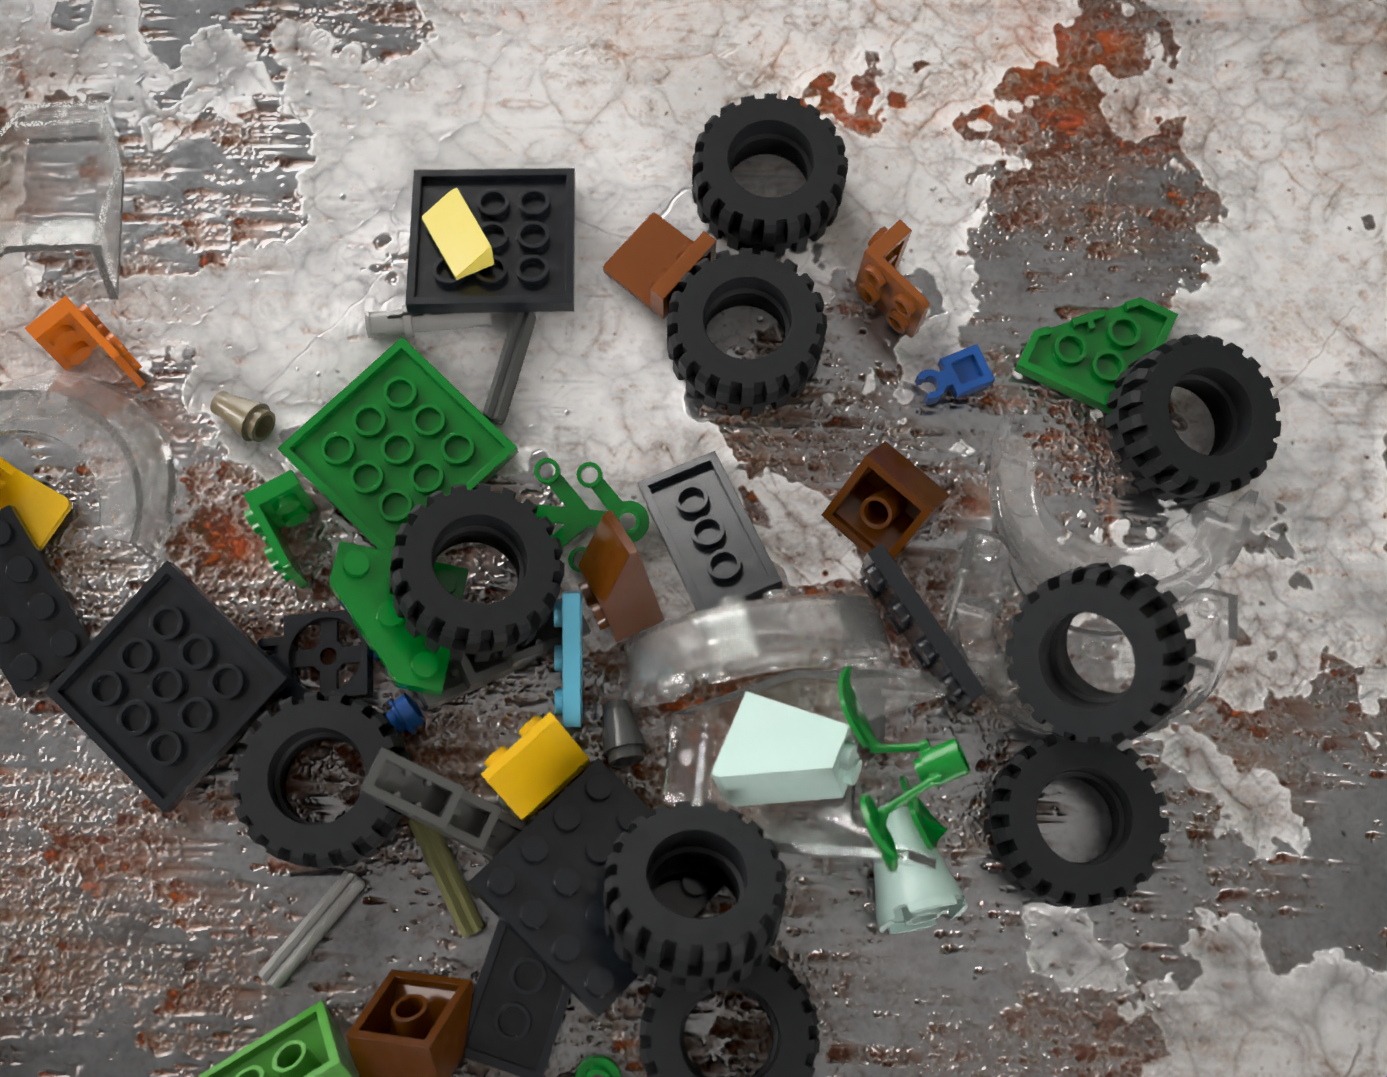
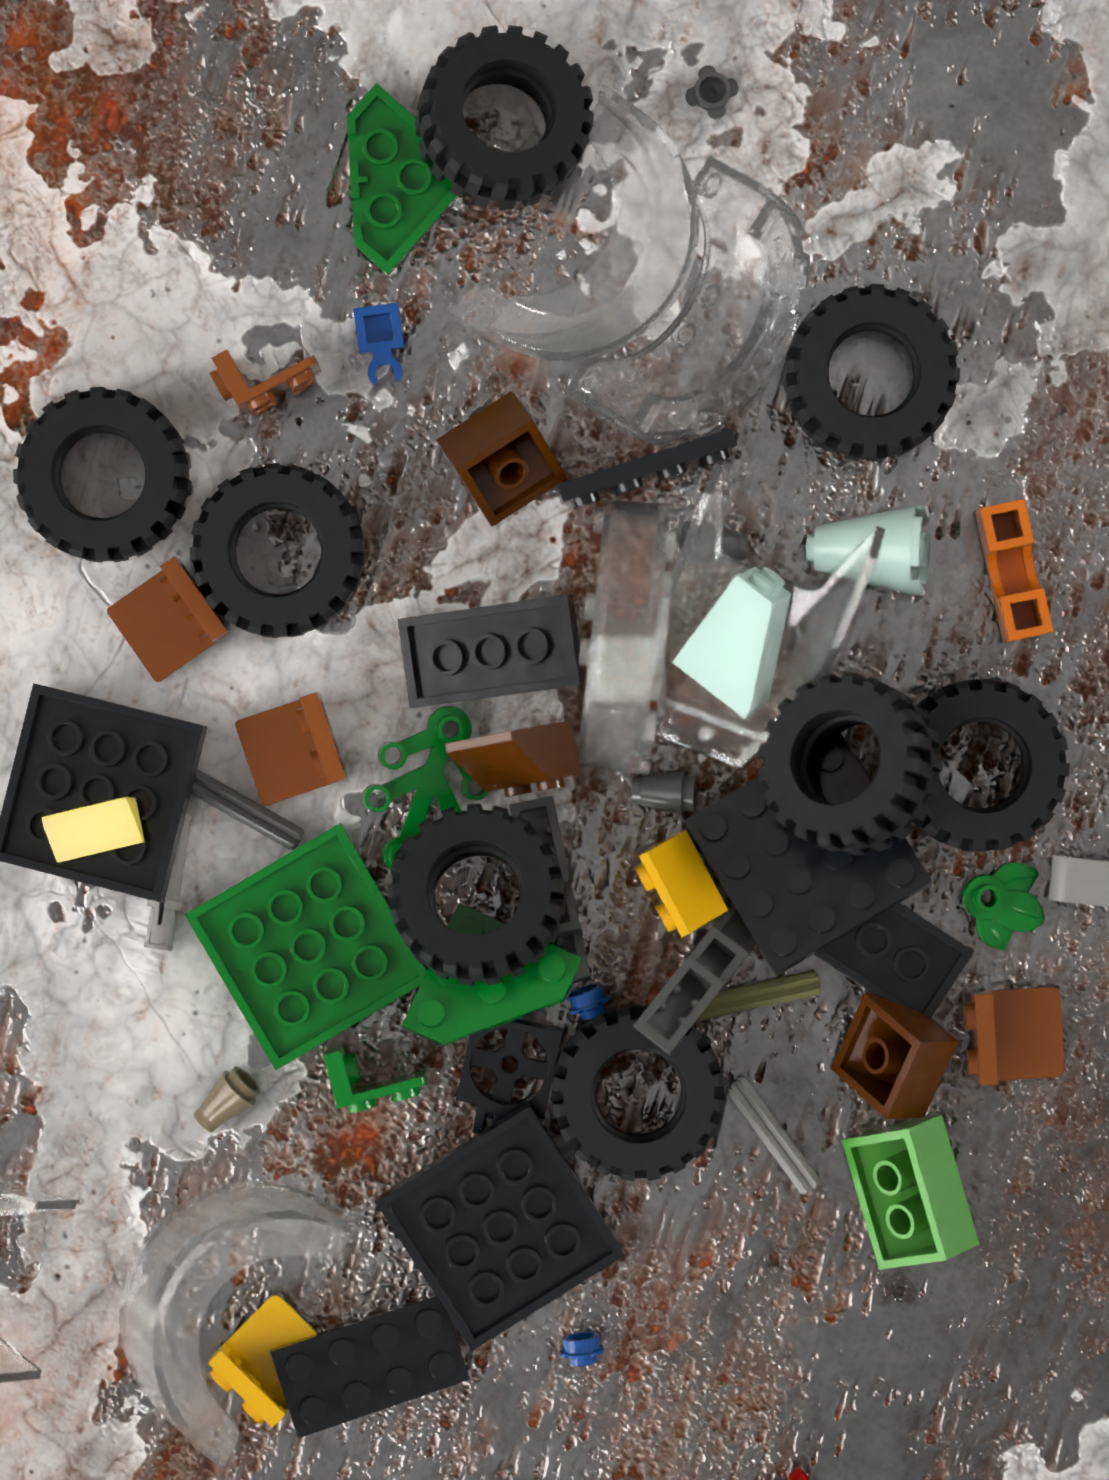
camera: 75 degrees left, 15 degrees up
(66, 796) = (582, 1348): none -> blue plate
(74, 332) = (102, 1263): orange bracket -> none
(569, 658) = (581, 824): medium azure plate -> none
(574, 393) = (291, 749): none -> dark orange bracket
(930, 1014) = (1011, 571): none -> orange arch
(934, 767) = (798, 508): green plant -> none
(1057, 689) = (716, 265): black tyre -> none
(1285, 598) = (724, 89): none -> dark grey plate

